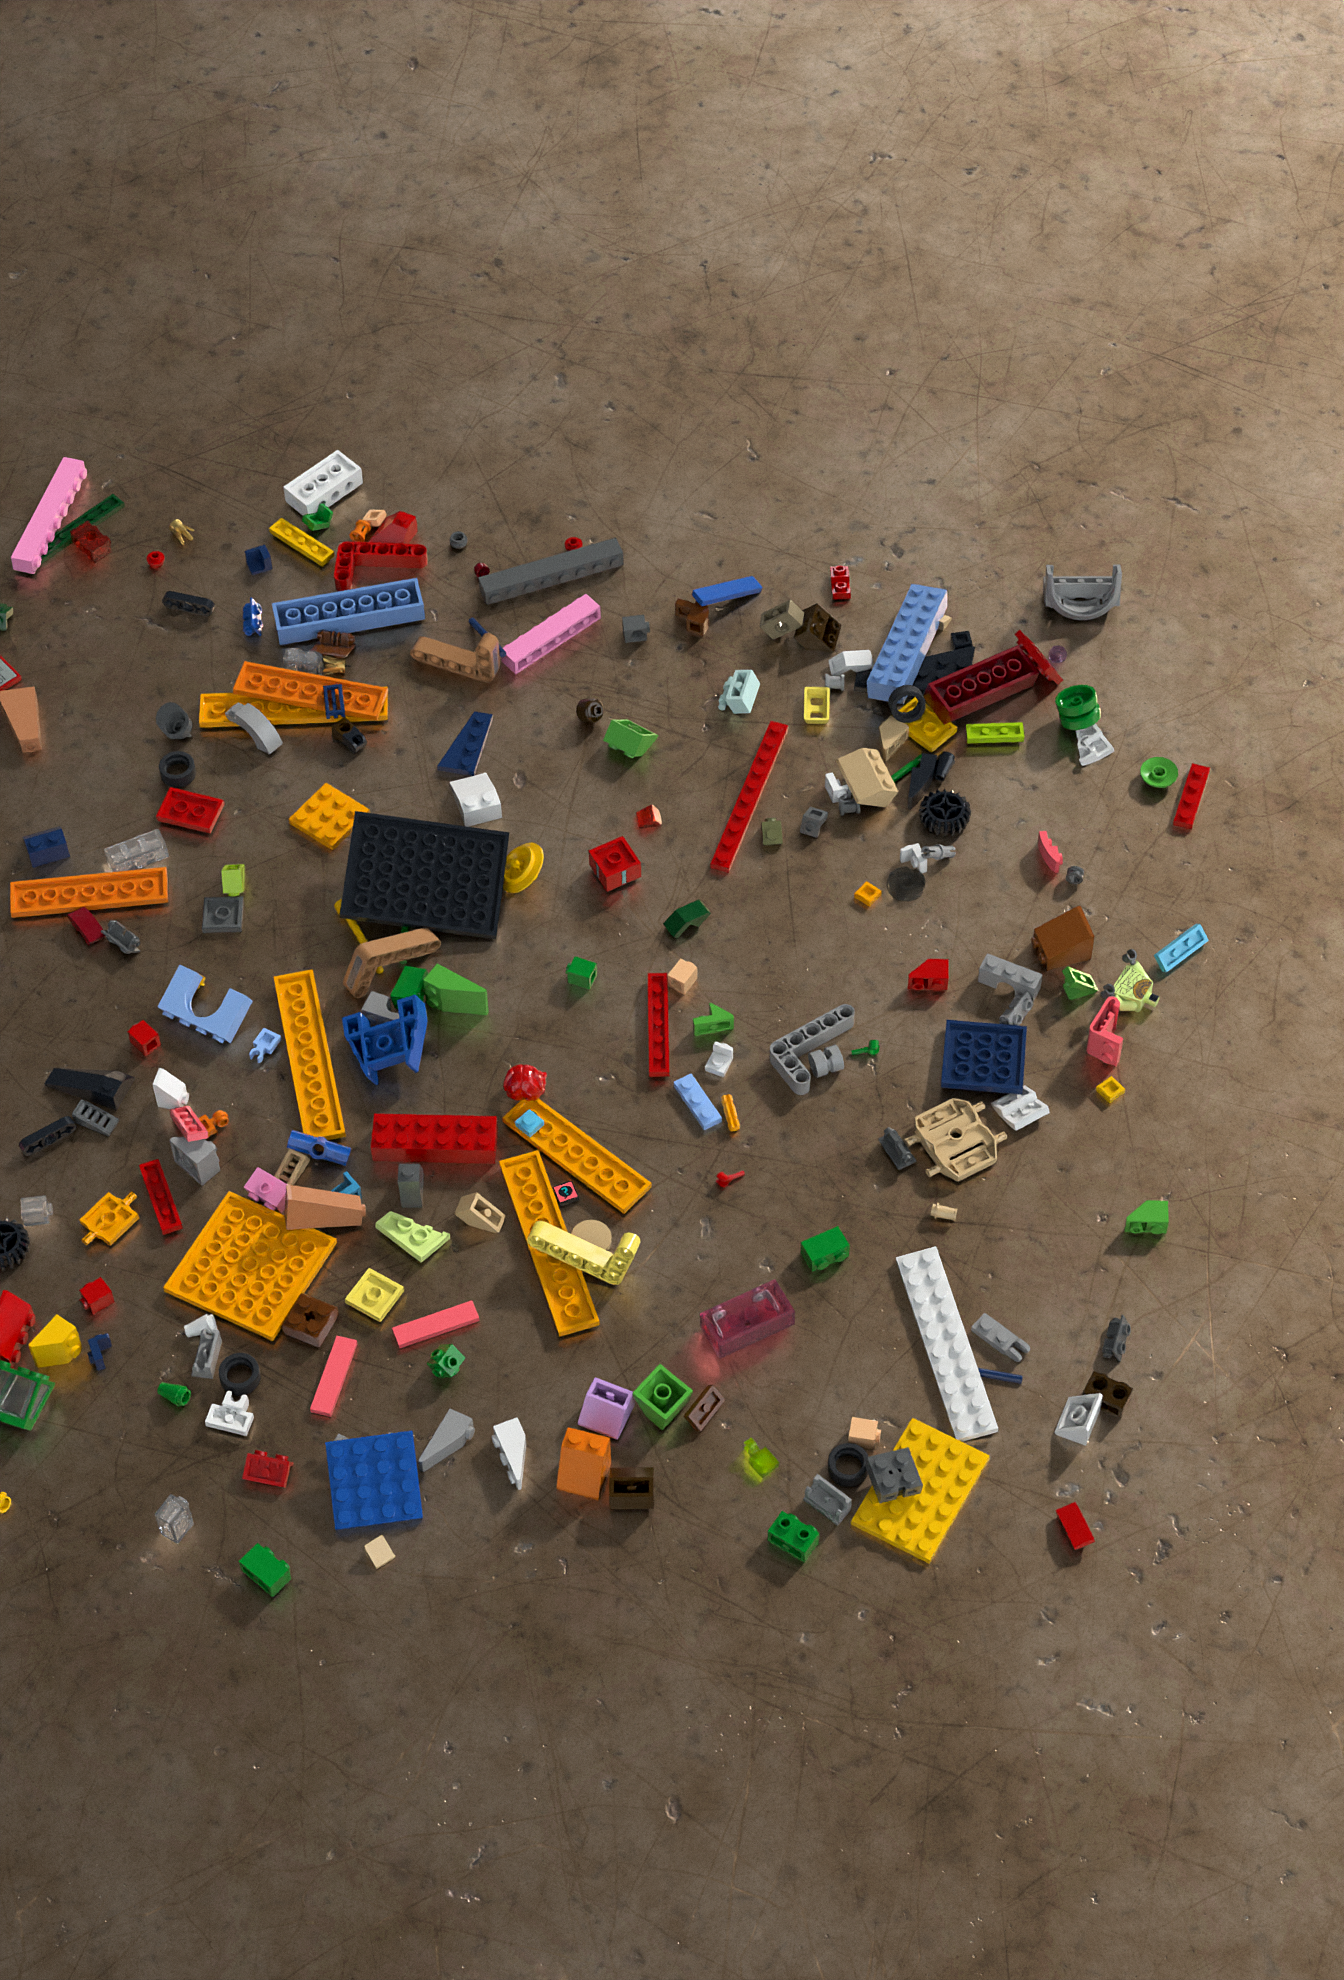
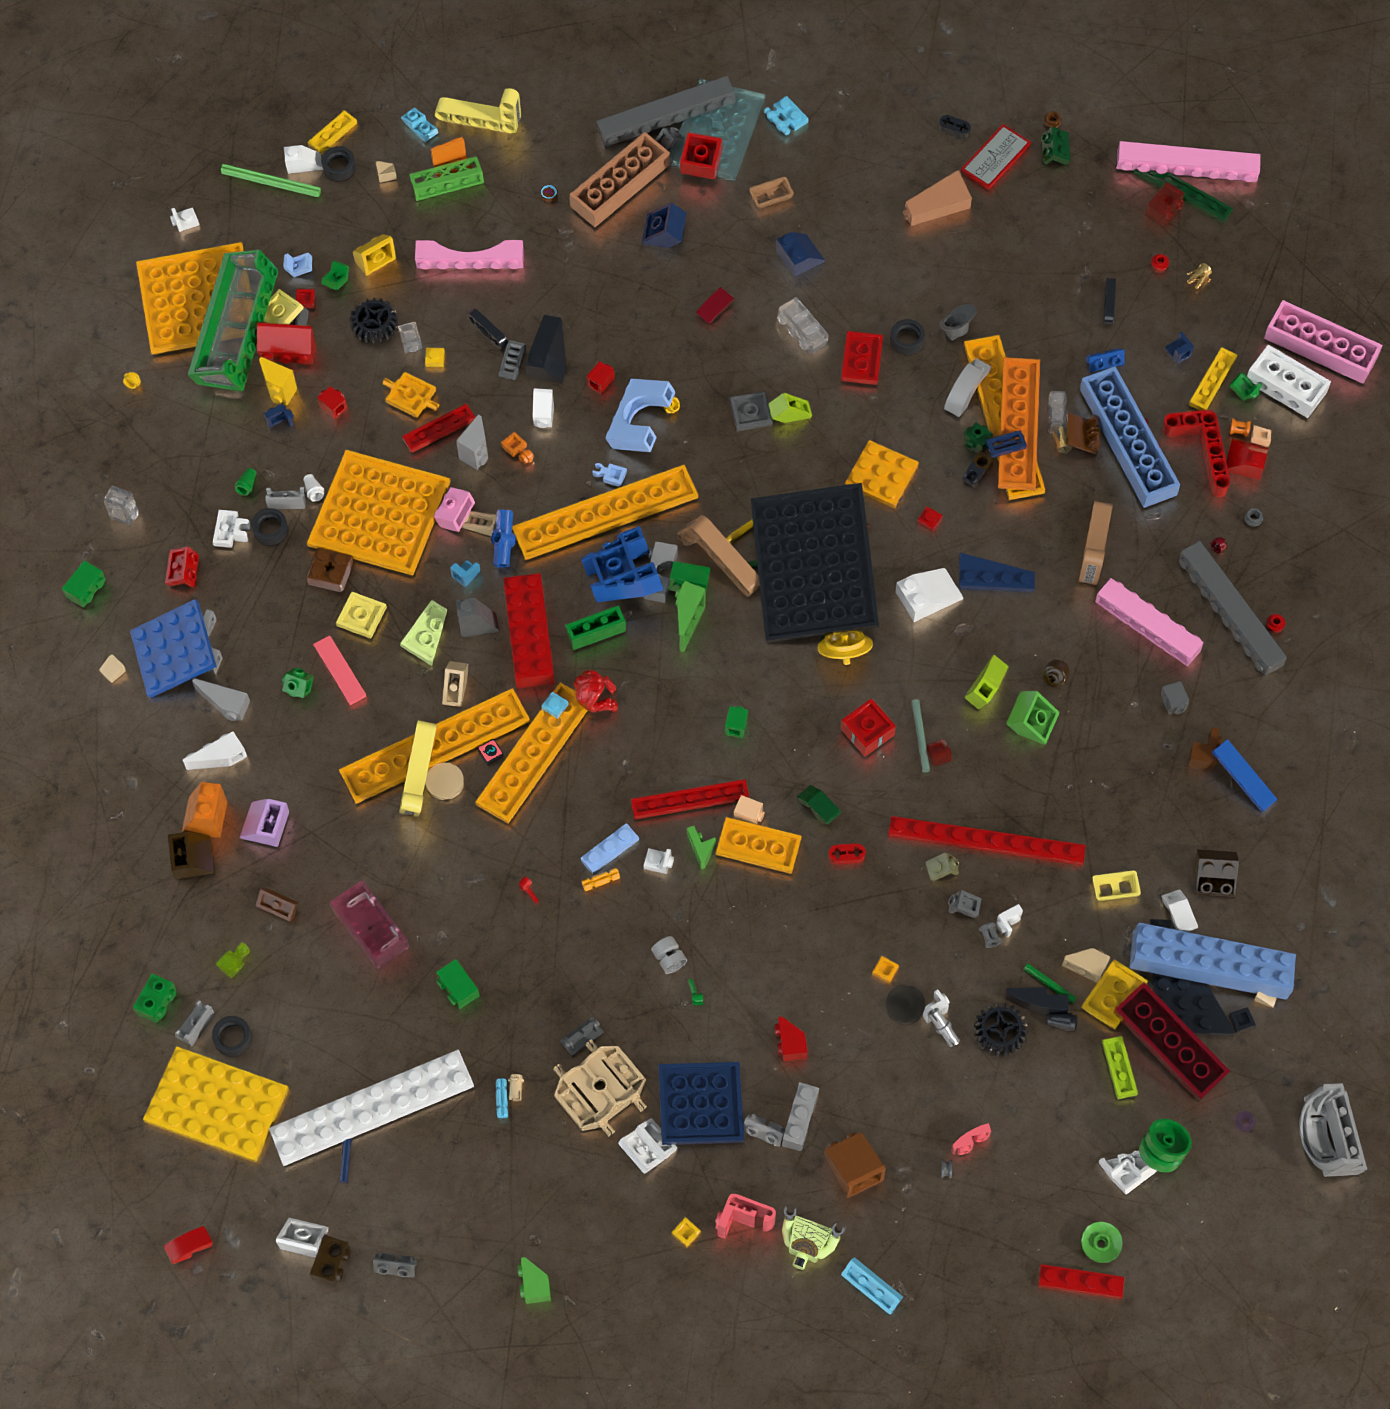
camera: 80 degrees right, 10 degrees up
(66, 1192) = (434, 357): none -> yellow plate
(89, 891) = (753, 300): orange plate -> none
(128, 942) = (704, 335): dark grey hinge -> none
(188, 1123) = (504, 428): coral tile -> none
(288, 452) = (1323, 341): none -> bright pink brick
(315, 728) = (976, 436): none -> dark green brick
(321, 1208) = (434, 551): nougat slope -> none
(333, 1376) = (278, 600): coral tile -> none
(391, 785) = (929, 519): none -> red plate
(448, 1076) = (595, 627): none -> green brick
(482, 631) = (1125, 565): dark blue bar -> none
(590, 765) = (987, 683): none -> lime slope
(628, 829) = (920, 735): none -> sand green bar
(662, 1396) = (278, 863): bright green slope -> none
(720, 973) = (758, 845): none -> light orange plate
(739, 692) = (1112, 809): light aqua brick -> none
(746, 906) = (847, 855): none -> red beam
(781, 619) = (1214, 832): dark tan brick -> none
(834, 682) = (1150, 899): light grey bush -> none
(839, 1020) = (689, 934): light grey beam -> none
(840, 582) = (1292, 887): red slope -> none
(864, 1433) = (264, 1044): light nougat brick -> none
(867, 777) = (1023, 944): tan slope -> none
(893, 1475) = (216, 1073): dark grey piece -> none
(900, 692) = (1130, 966): black tyre -> none
(952, 1226) = (501, 1098): none -> medium azure axle
(999, 1337) = (385, 1155): light grey hinge -> none
(1037, 657) = (1227, 1097): red plate -> none
(1078, 983) = (807, 1186): bright green slope -> none

